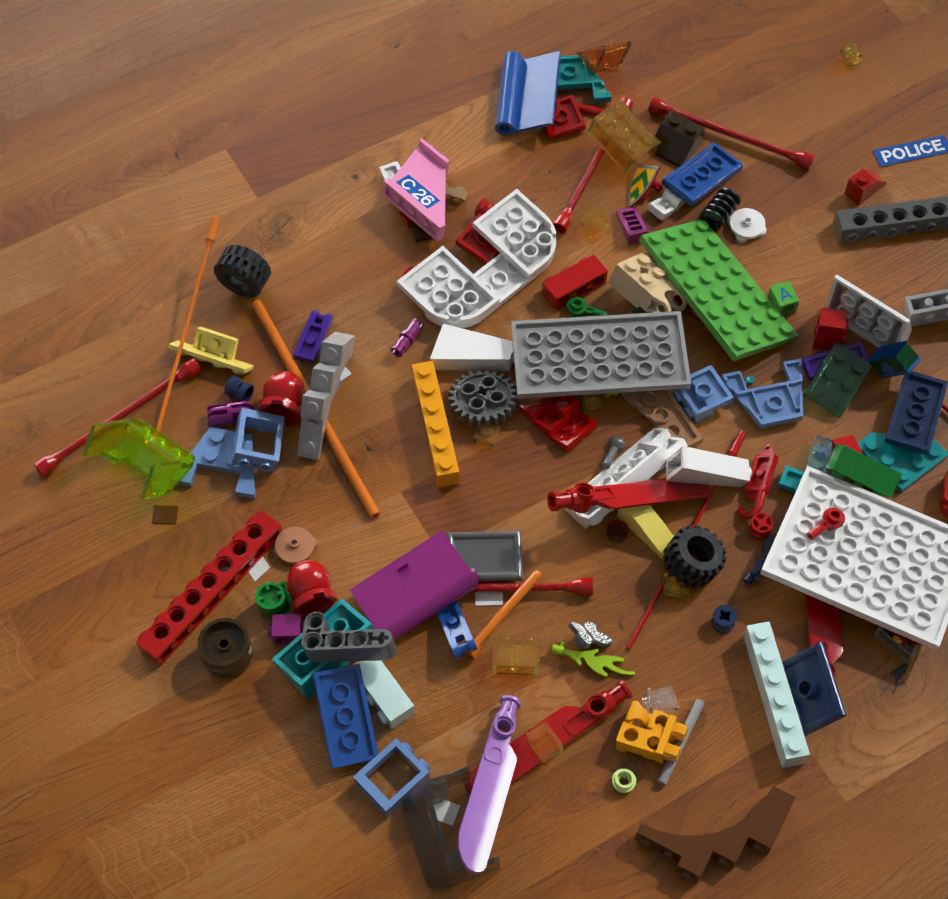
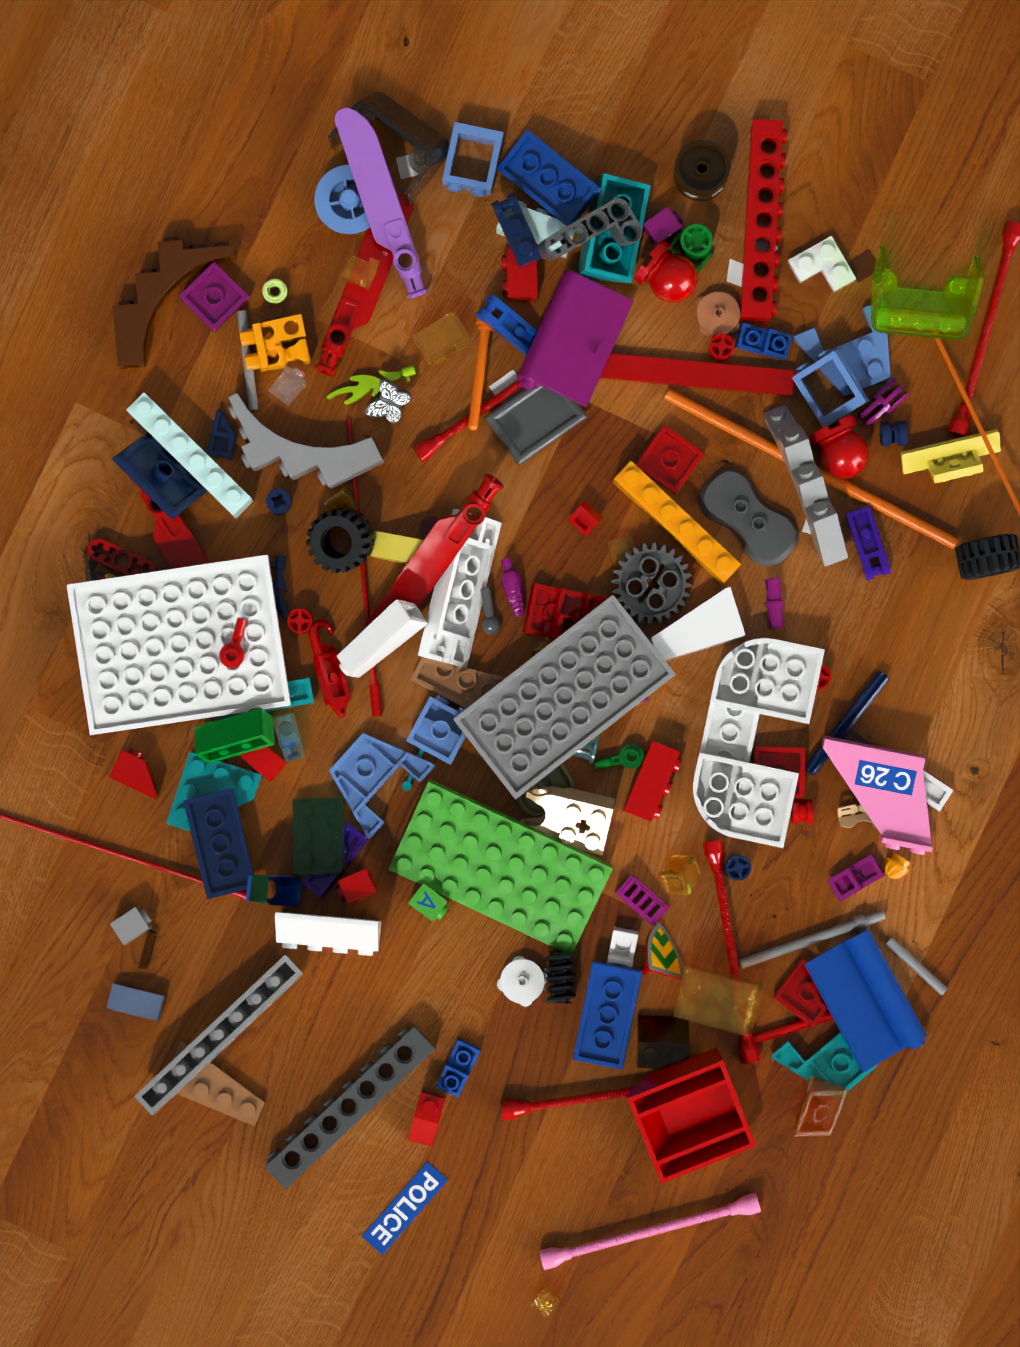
camera: 145 degrees right, 25 degrees up
(188, 535) = (823, 258): none -> white plate
(277, 506) = (763, 341): none -> blue slope
(311, 514) = (722, 342): none -> red wheel
(339, 511) = (699, 374): none -> red tile
(383, 416) = (734, 503): none -> dark grey plate
(400, 689) = (516, 231): none -> dark blue plate
(407, 469) = (670, 459): none -> red plate
(412, 245) = (849, 719): none -> dark blue axle
(419, 664) = (520, 282): none -> red brick
(449, 149) = (896, 866): none -> light orange plate
(480, 97) = (921, 970): none -> light grey bar
(485, 161) = (856, 877): none -> magenta slope
(498, 466) = (585, 518): none -> red plate
(499, 136) = (859, 922): none -> light grey bar
(524, 810) = (340, 203): none -> medium blue wheel
(553, 199) = (742, 867): none -> dark blue wheel
(584, 456) = (513, 588): none -> magenta piece
(664, 616) = (335, 464): none -> light grey arch
(678, 806) = (214, 297): none -> magenta plate
(688, 84) = (690, 1115): none -> red slope
(739, 695) = (222, 438): none -> dark blue tile
(824, 202) = (458, 1067): none -> blue slope
(830, 73) = (745, 1205): none -> bright pink hose
(861, 644) = (107, 546): none -> red beam

